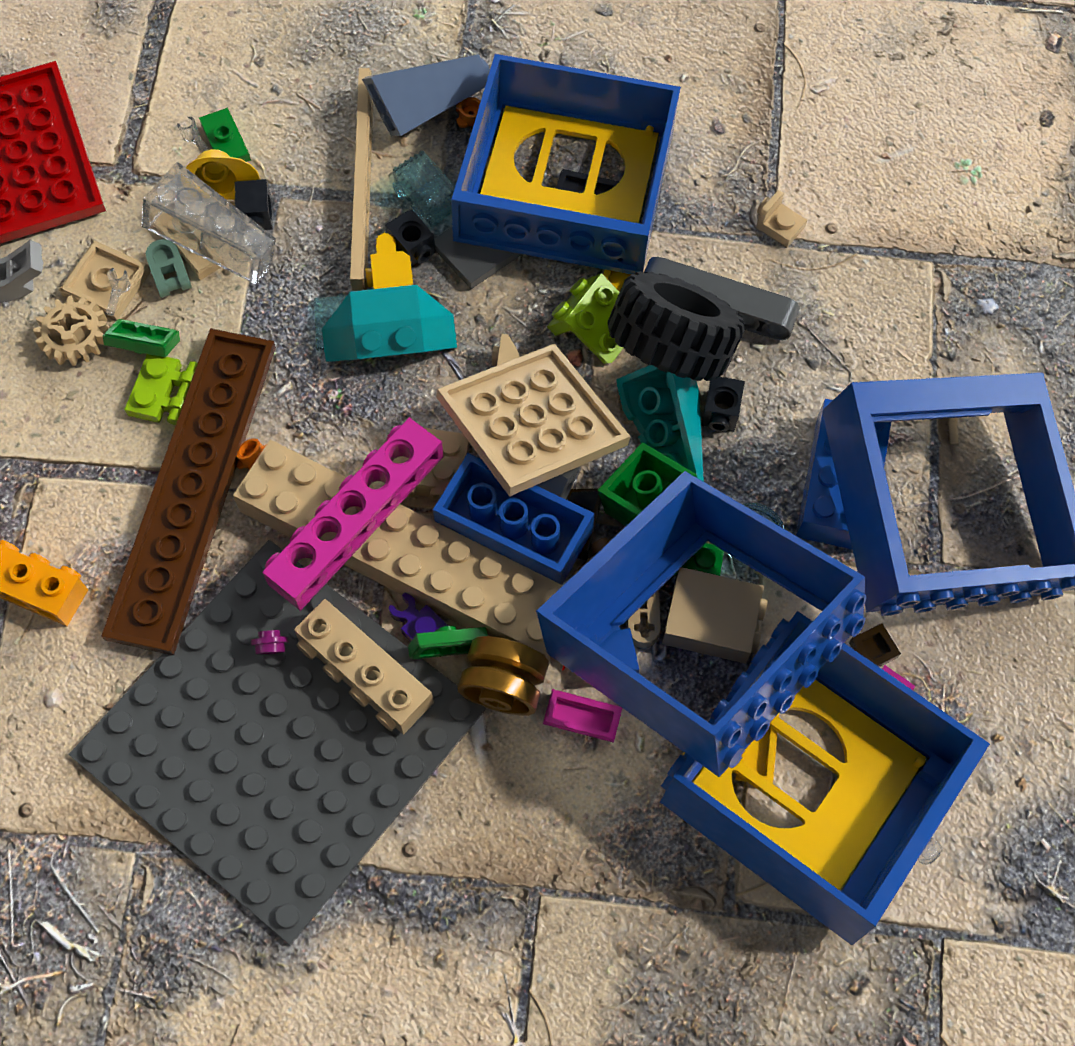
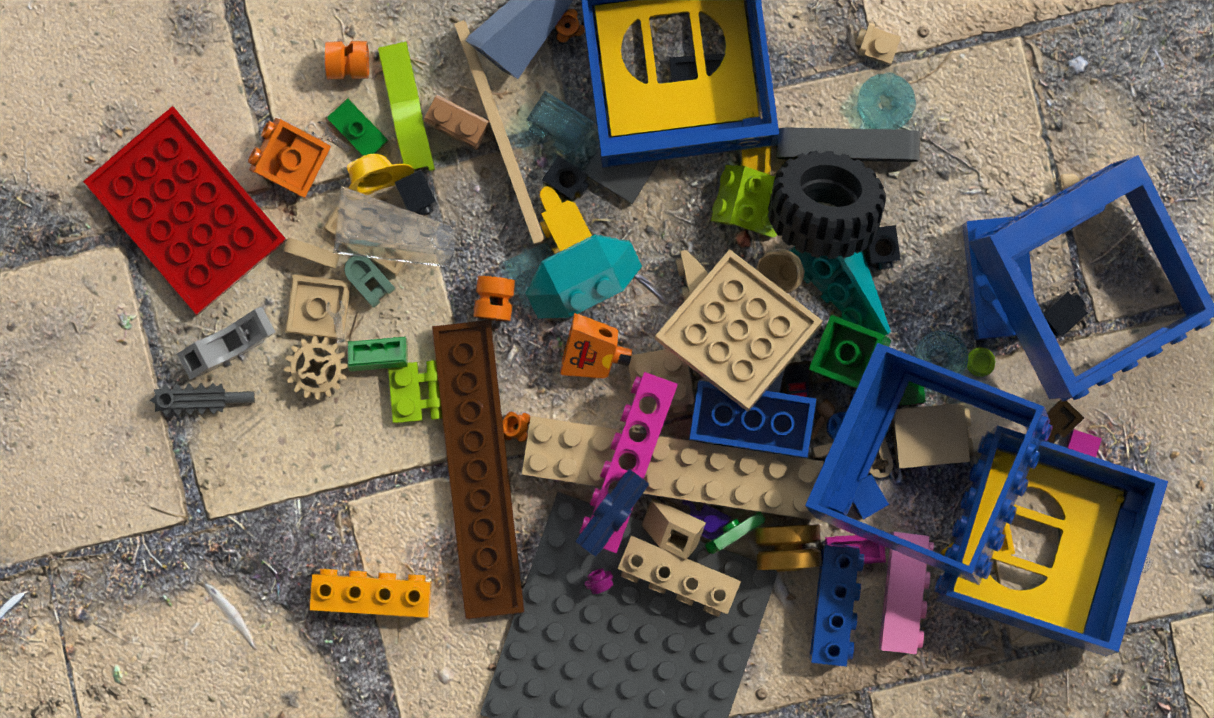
camera: 15 degrees left, 20 degrees up
(122, 226) = (311, 253): none -> tan beam
(143, 135) = (288, 156): none -> orange plate
(236, 72) = (347, 60): none -> orange wheel
(276, 136) = (405, 106): none -> lime piece
(286, 322) = (498, 288): none -> orange wheel
(307, 546) = (612, 512): none -> dark blue piece
(323, 155) = (456, 122): none -> medium nougat brick
(366, 398) = (592, 349): none -> orange torso
(380, 614) = (673, 528): none -> tan slope
(534, 767) = (835, 604): none -> blue brick
(608, 385) = (782, 269): none -> tan hair
(619, 790) = (904, 599): none -> bright pink brick
(777, 260) = (887, 85): none -> clear light blue plate
(915, 532) = (1065, 313): none -> black brick

